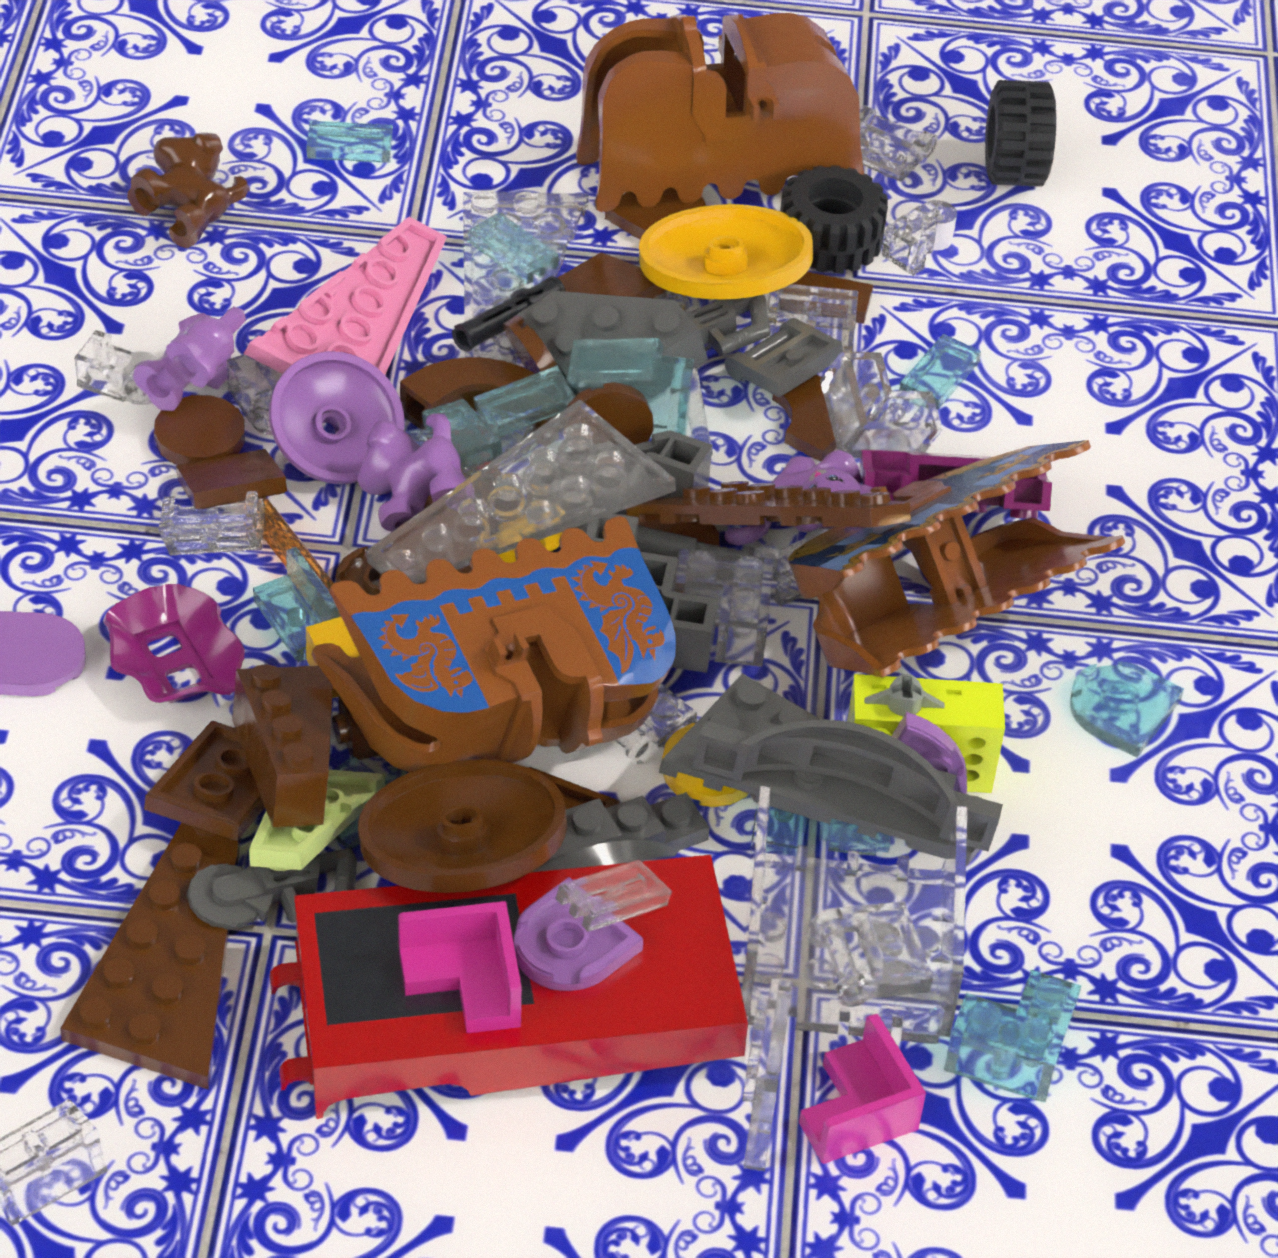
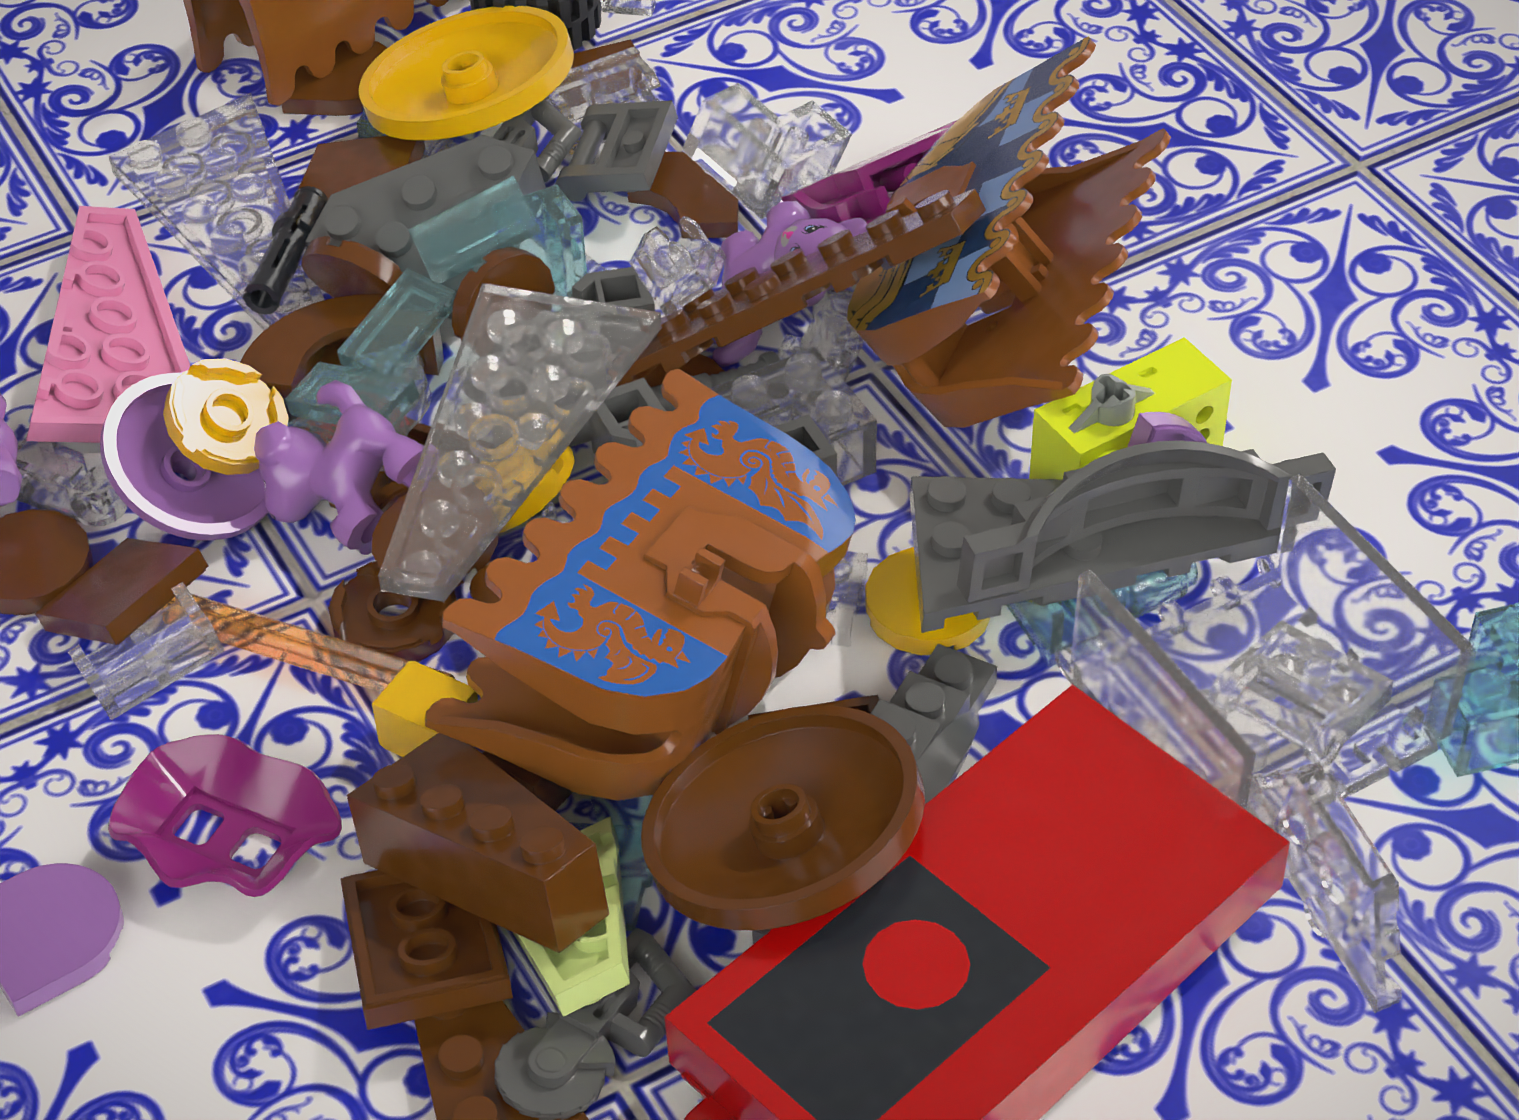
camera: 30 degrees left, 0 degrees up
(295, 603) = (325, 686): clear light blue panel -> none
(368, 394) = (218, 411): none -> tile
(466, 952) = (960, 951): dark pink panel -> none
(508, 252) = (225, 182): clear light blue tile -> none
(562, 953) = (1025, 869): medium lavender tile -> none
(620, 900) = (1026, 814): clear tile -> none
(731, 457) = (674, 272): none -> clear hinge
(876, 1098) = (1436, 839): dark pink panel -> none
(942, 369) = (773, 78): clear light blue tile -> none
(1123, 704) = (1256, 311): clear light blue tile -> none

